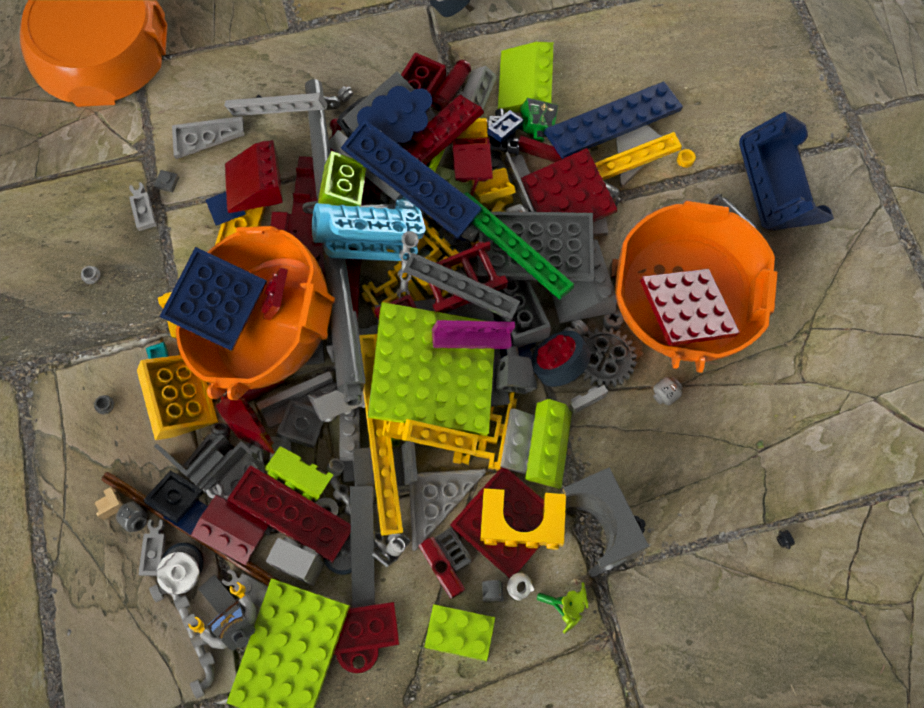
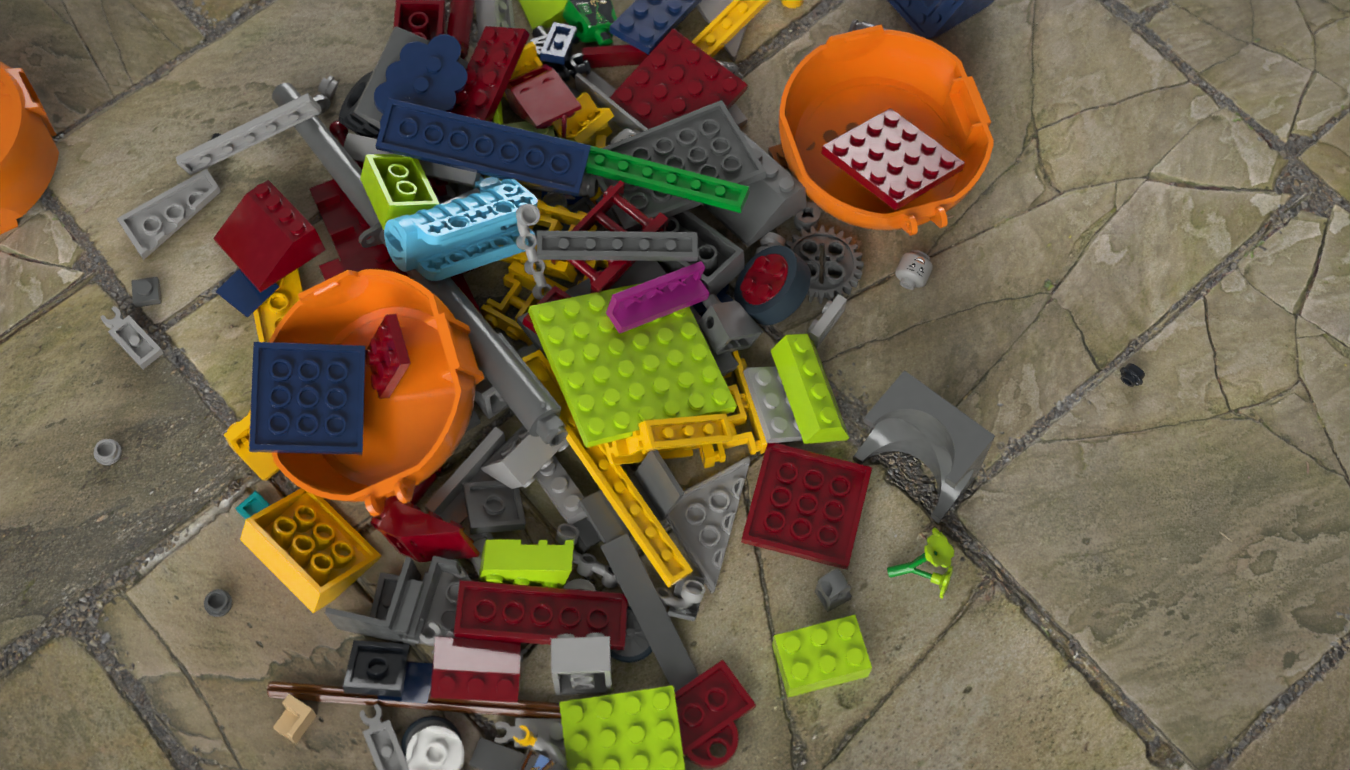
camera: 30 degrees left, 5 degrees down
(131, 517) = (335, 719): dark grey head -> none
(220, 428) = (391, 563): dark grey plate -> none
(448, 579) = (774, 602): dark red piece -> none
(463, 563) = (763, 579): dark grey slope -> none
(514, 581) = (853, 570): white piece -> none
(549, 533) = (802, 515): yellow arch -> none

